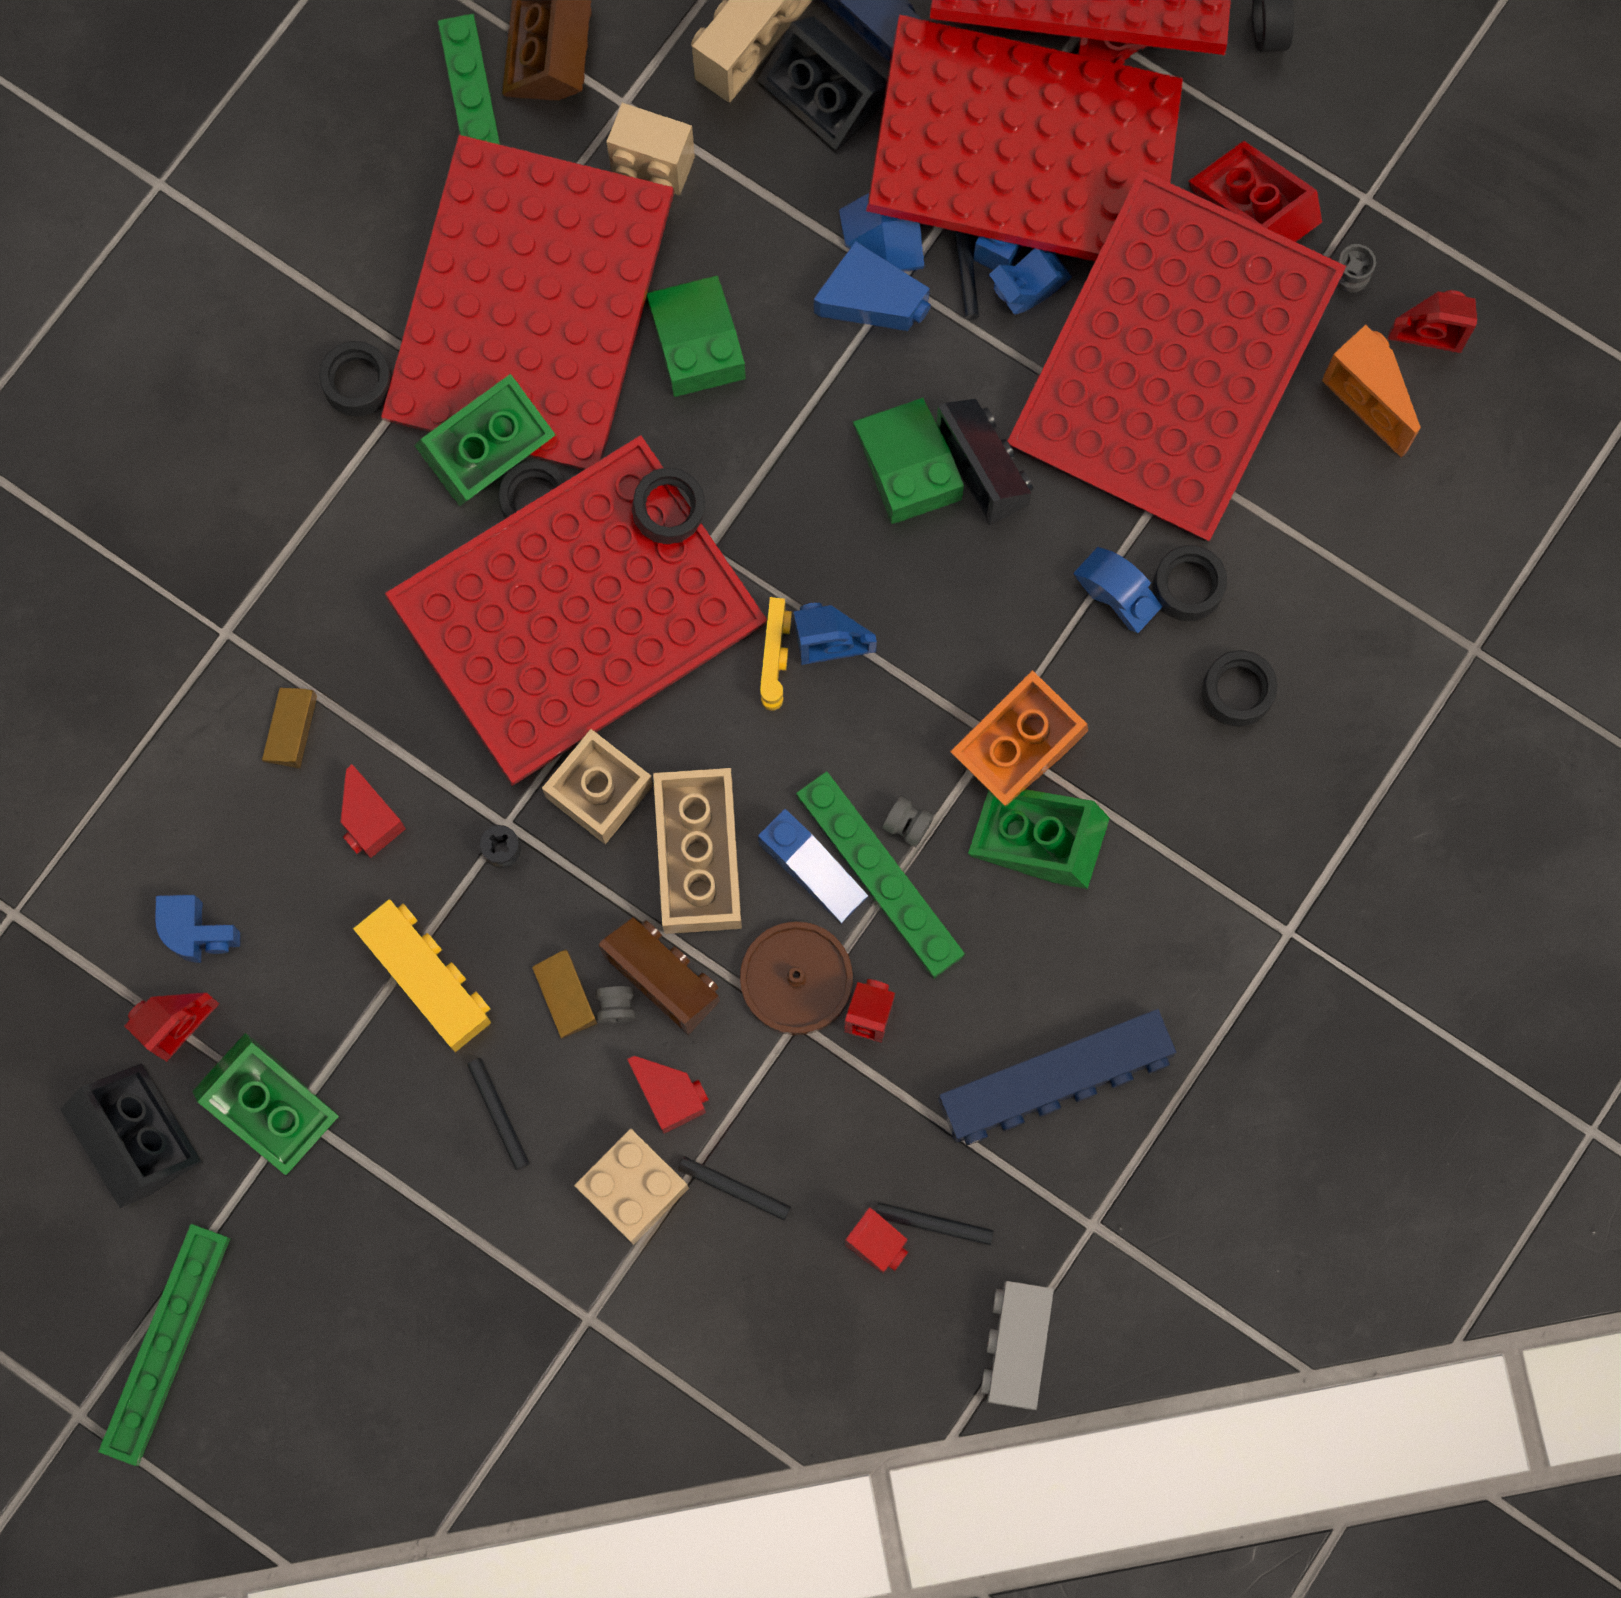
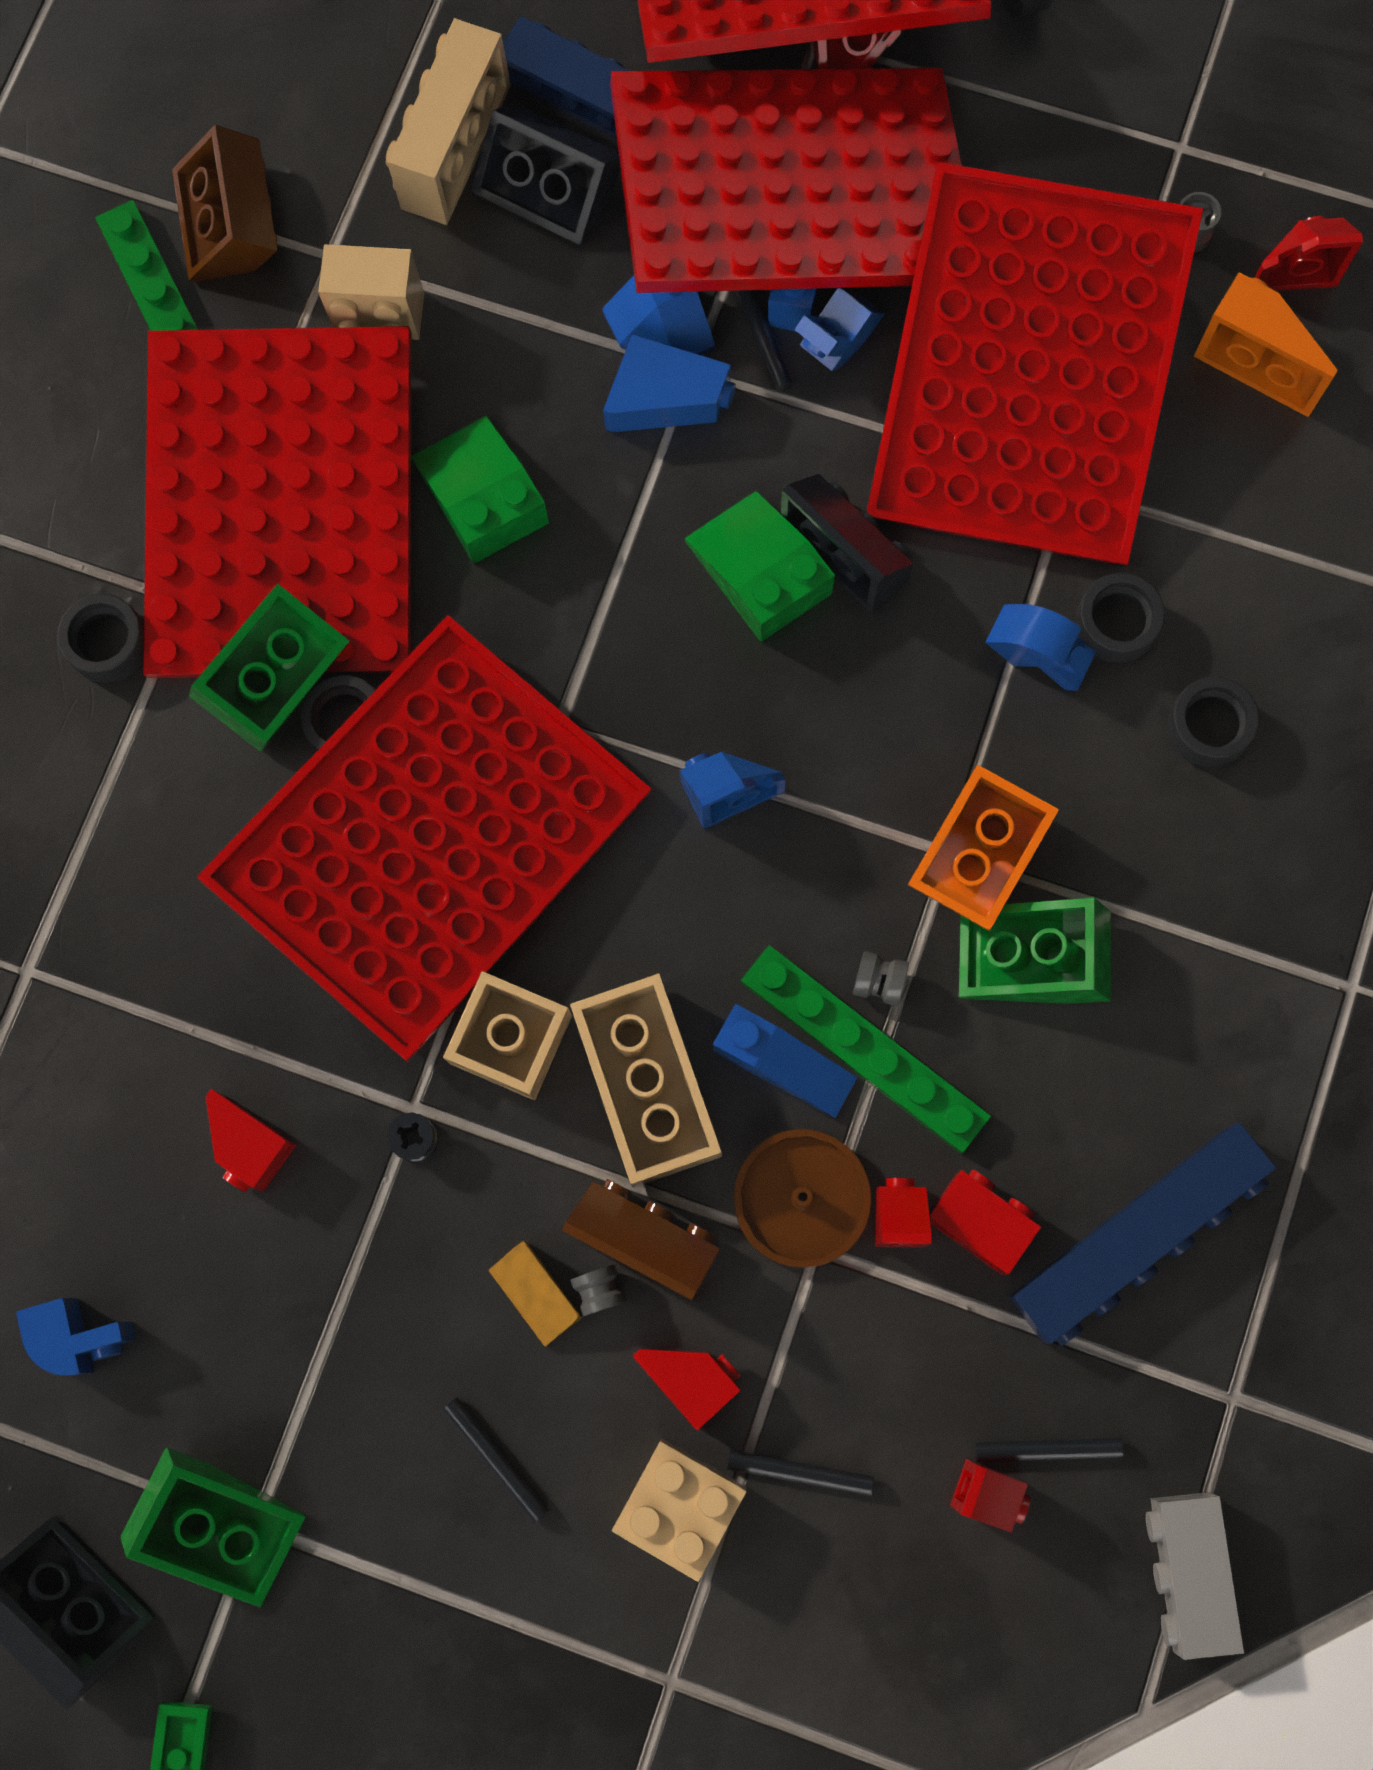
camera: 10 degrees left, 0 degrees up
(168, 1021) = (67, 1462): red slope -> none
(290, 727) = (129, 1062): pearl gold slope -> none
(422, 975) = (361, 1317): yellow brick -> none
(672, 477) = (501, 653): black tyre -> none
(774, 654) = (671, 826): yellow plate -> none
(934, 1033) = (983, 1221): none -> red brick
(1260, 191) = (1071, 158): red slope -> none

